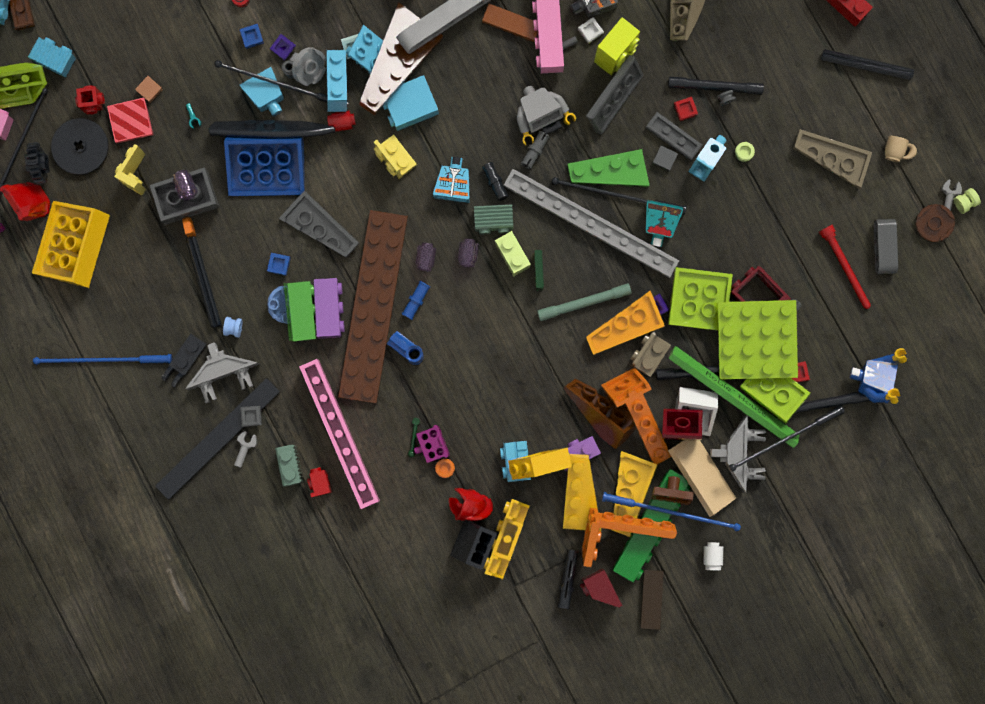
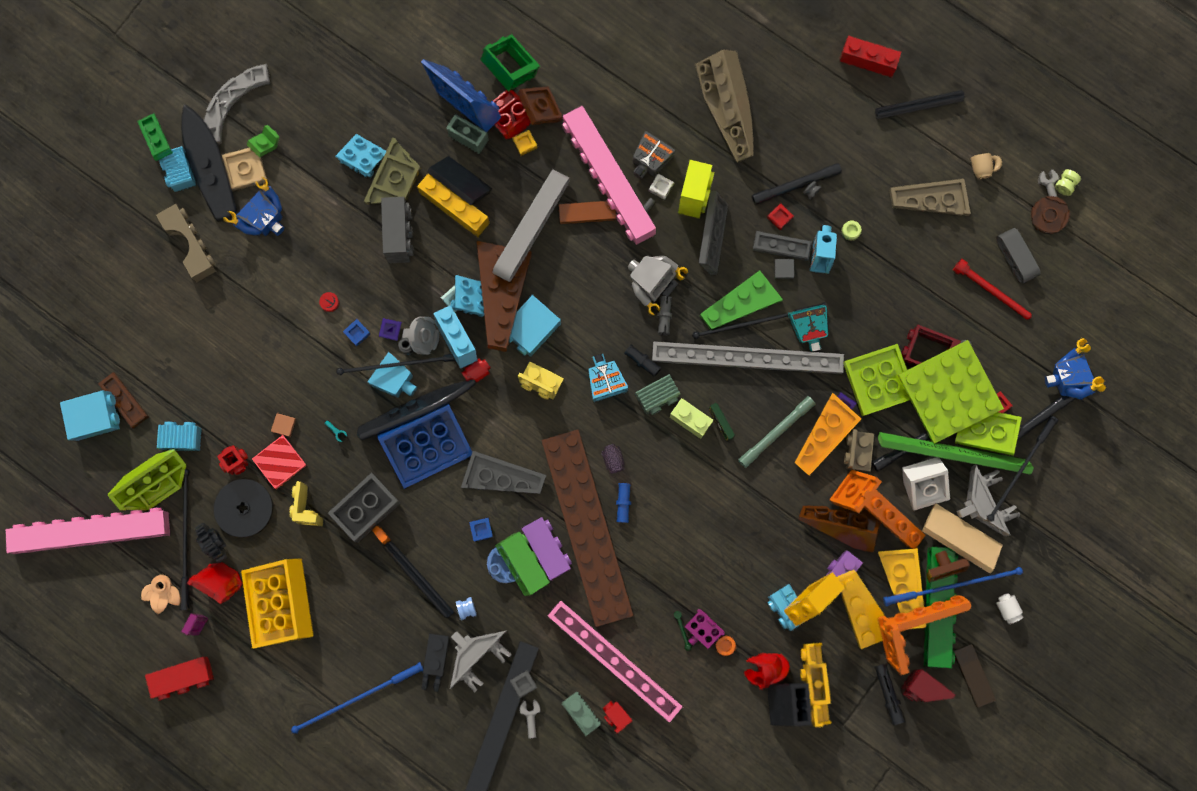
camera: 25 degrees left, 5 degrees down
(184, 185) = (361, 497): clear purple brick -> none
(405, 347) = (634, 551): blue piece -> none
(468, 253) = (650, 437): clear purple brick -> none
(682, 424) = (923, 500): dark red slope -> none

